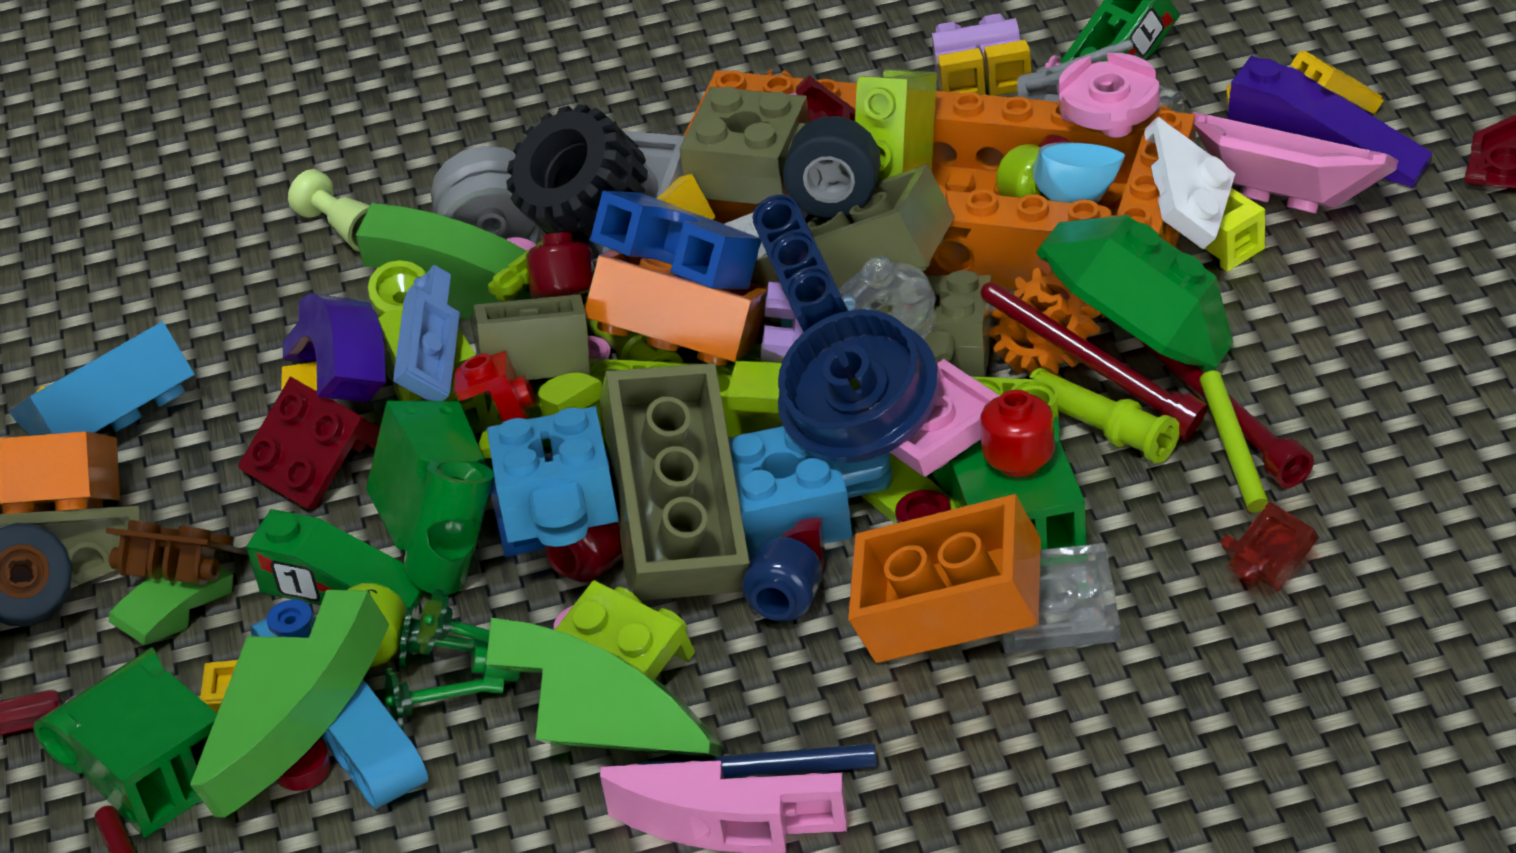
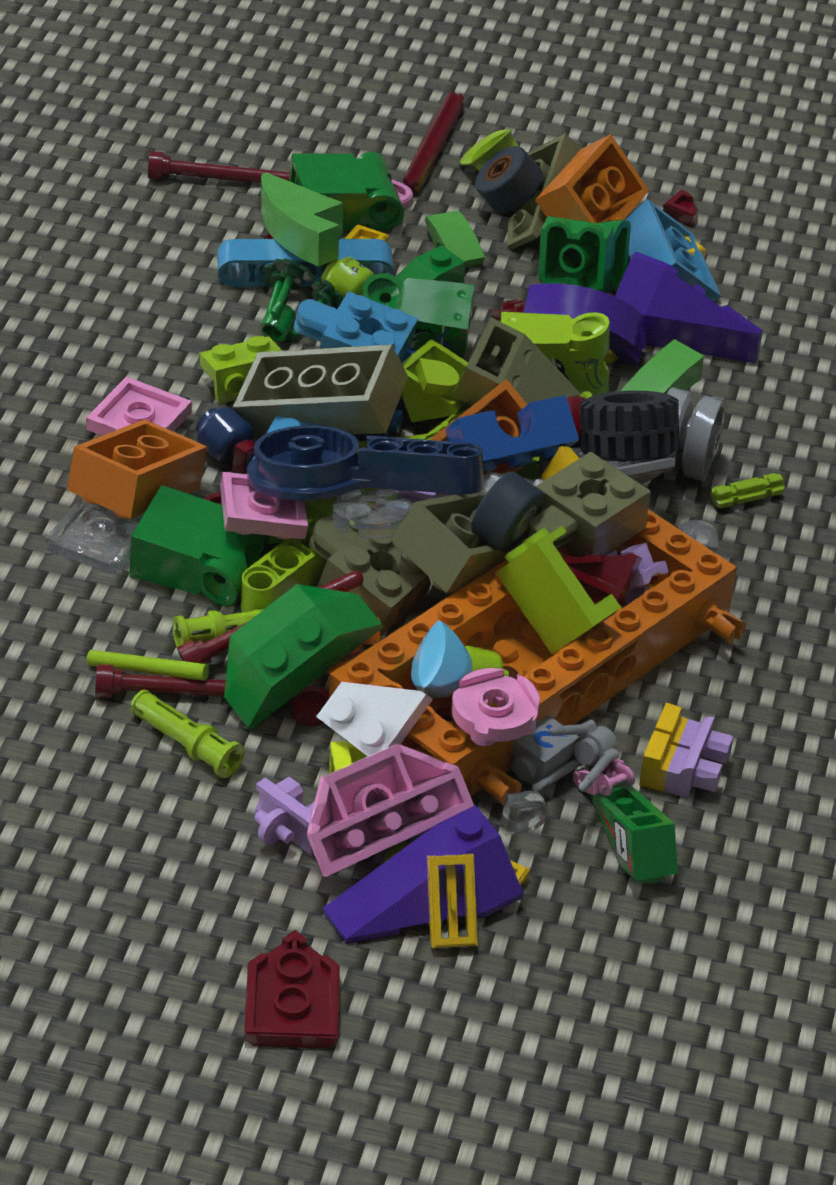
camera: 110 degrees right, 0 degrees up
(166, 433) = (584, 253): none -> green piece
(175, 554) = (481, 238): reddish brown hinge -> none
(232, 339) = (683, 313): none -> dark purple wedge
(290, 619) = (358, 240): blue piece -> none
(314, 194) = (761, 401): yellowish green piece -> none
(427, 337) = (516, 309): medium blue hinge -> none
(495, 374) = (456, 340): red bracket -> none
(597, 696) = (196, 328): bright green slope -> none
(704, 810) = (84, 347): bright pink slope -> none
(792, 761) = (105, 387): dark blue bar -> none
(801, 687) = (138, 401): none -> bright pink plate
(1017, 433) = (198, 512): red head -> none
(1270, 547) = (40, 624): clear red bracket -> none
(1298, 350) = (200, 740): none -> lime pin
(1330, 238) = (282, 813): none -> lavender hips

